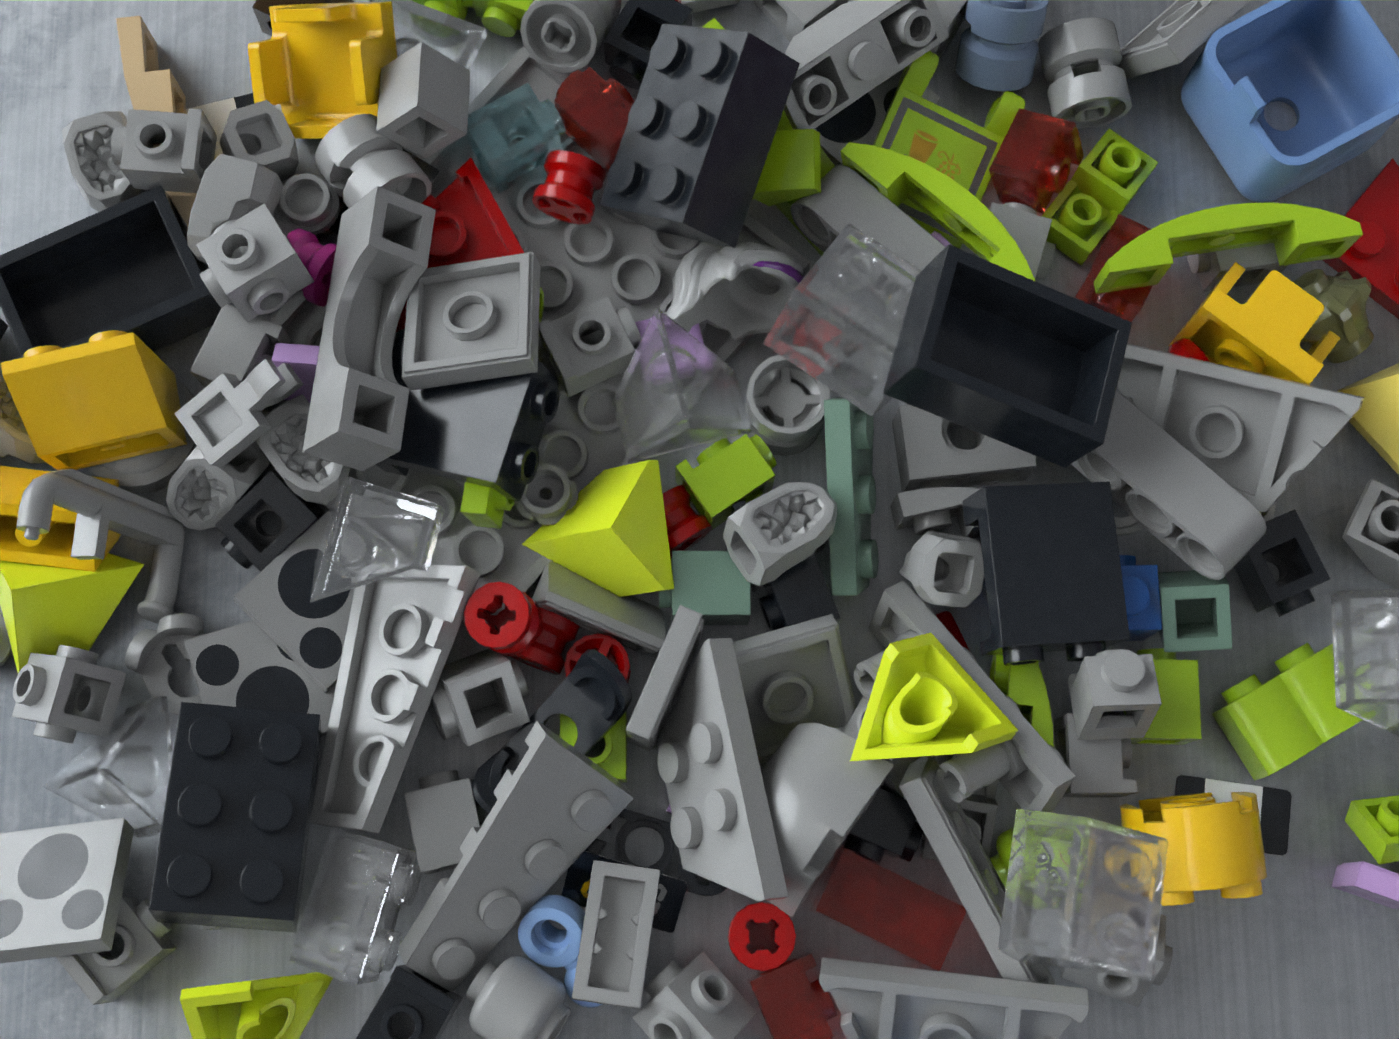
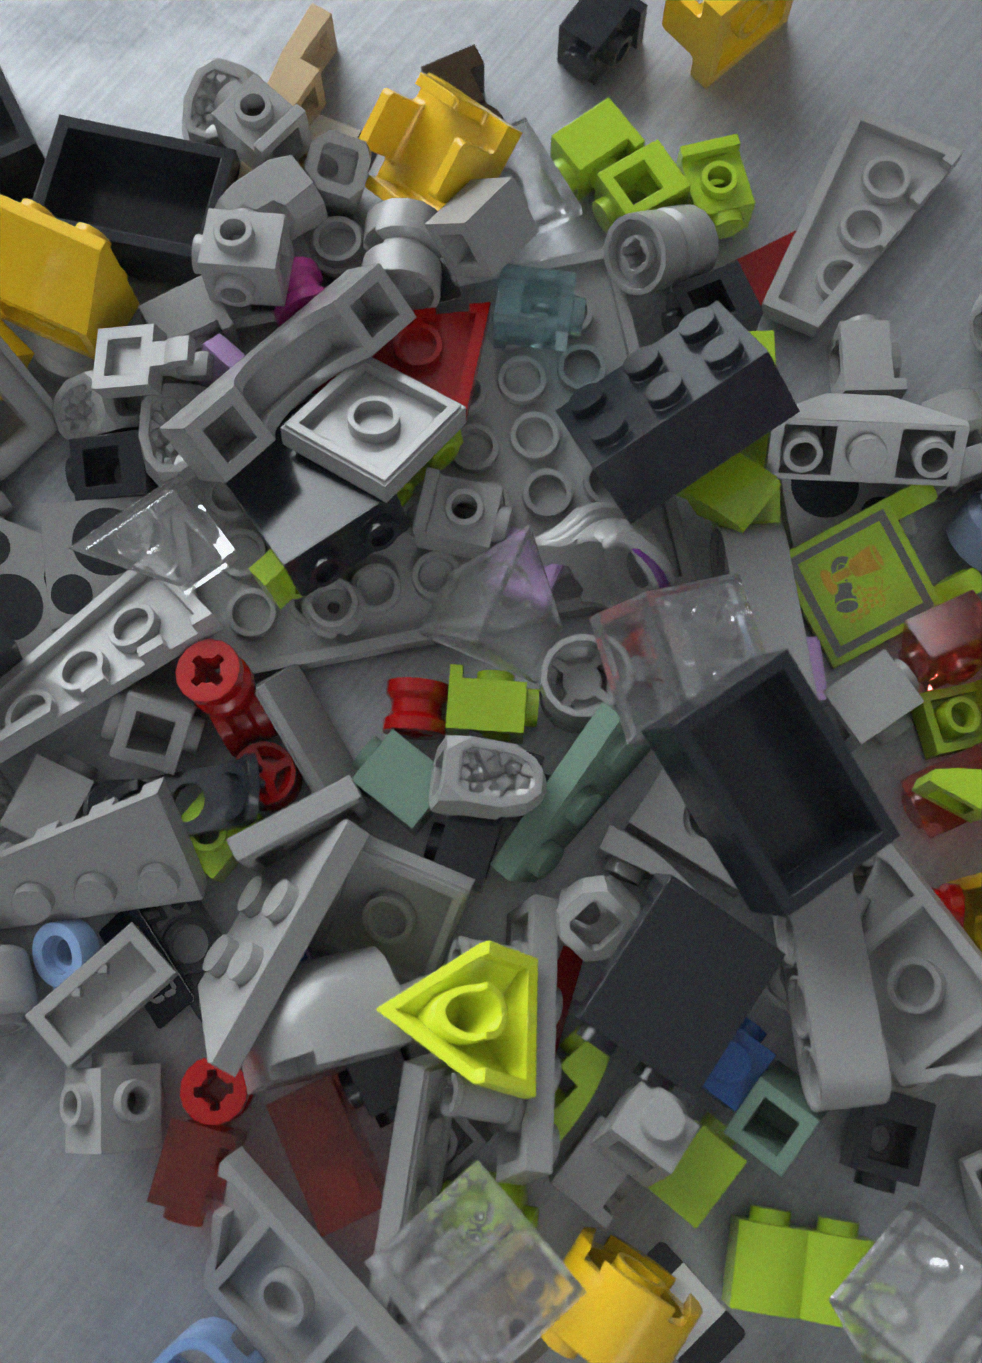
camera: 45 degrees right, 0 degrees up
(569, 187) = (546, 380): red wheel -> none
(594, 113) = (613, 332): clear red brick -> none
(614, 532) = (361, 679): neon yellow slope -> none
(940, 198) = (821, 572): lime slope -> none

